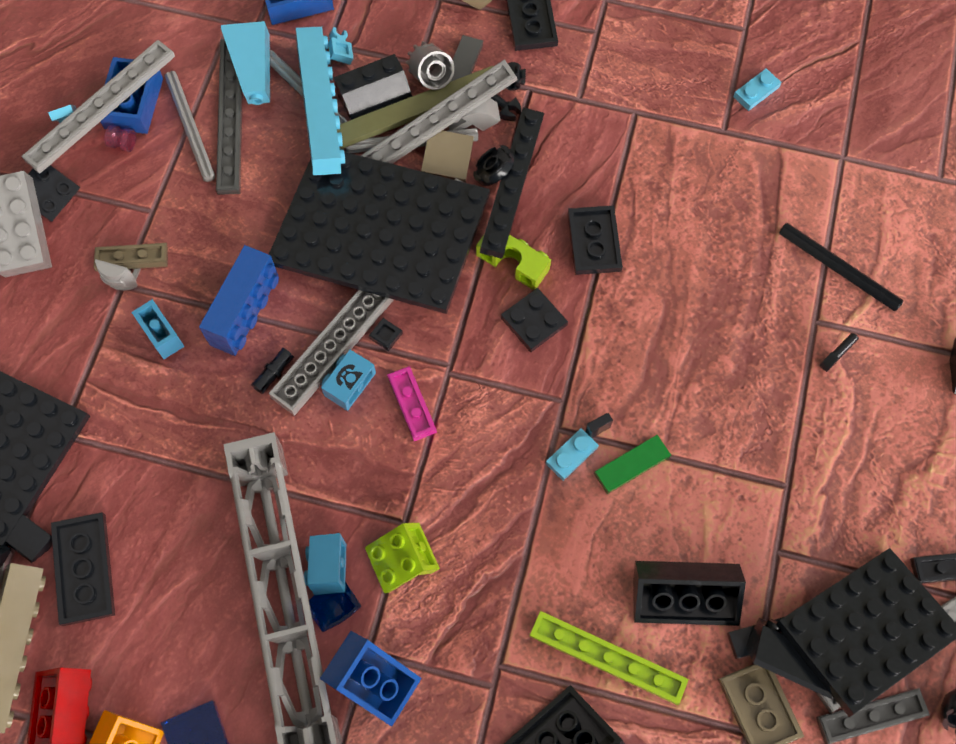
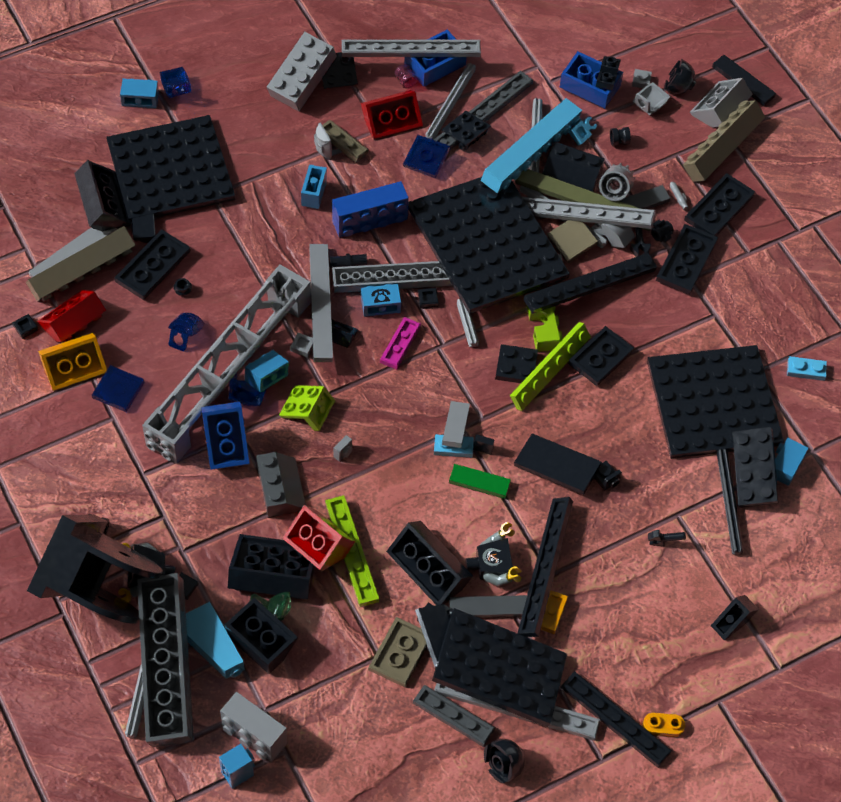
camera: 45 degrees right, 10 degrees down
(61, 113) = (387, 35): medium azure plate -> none
(134, 558) = (180, 283): none -> black plate
(149, 186) = (392, 114): none -> red slope
(193, 598) = (187, 325): none -> clear blue piece
(228, 198) = (426, 156): none -> clear blue tile
(236, 138) = (466, 129): none -> black hinge
(250, 55) = (521, 93): medium azure slope -> none
(299, 441) = (320, 303): none -> light grey tile
(327, 499) = (302, 345): none -> light grey plate
(340, 453) = (342, 333): none -> black slope
(378, 22) = (620, 136): none -> black wheel
(449, 324) = (468, 324): none -> light grey axle
(470, 664) = (280, 484): none -> dark grey slope
(485, 563) = (343, 448): none -> light grey plate
(487, 32) = (681, 198): none -> light grey piece
(493, 165) = (590, 265): black tile -> none
(555, 432) = (456, 424): none -> light grey tile
(559, 83) = (687, 259): none -> black plate
(568, 297) = (550, 366): none -> lime plate
(573, 684) = (318, 539): none -> red slope
(678, 378) = (557, 463): none -> black tile
(724, 190) = (710, 397): none -> black plate
(725, 346) = (607, 476): none -> black bracket
(737, 527) = (494, 559): none -> torso
(780, 575) = (490, 605): none -> dark grey tile
(786, 489) = (545, 567): none -> black plate
(832, 215) = (755, 467): none -> black plate
(833, 523) = (553, 611): none -> light orange plate
(842, 185) = (789, 460): none -> dark azure brick

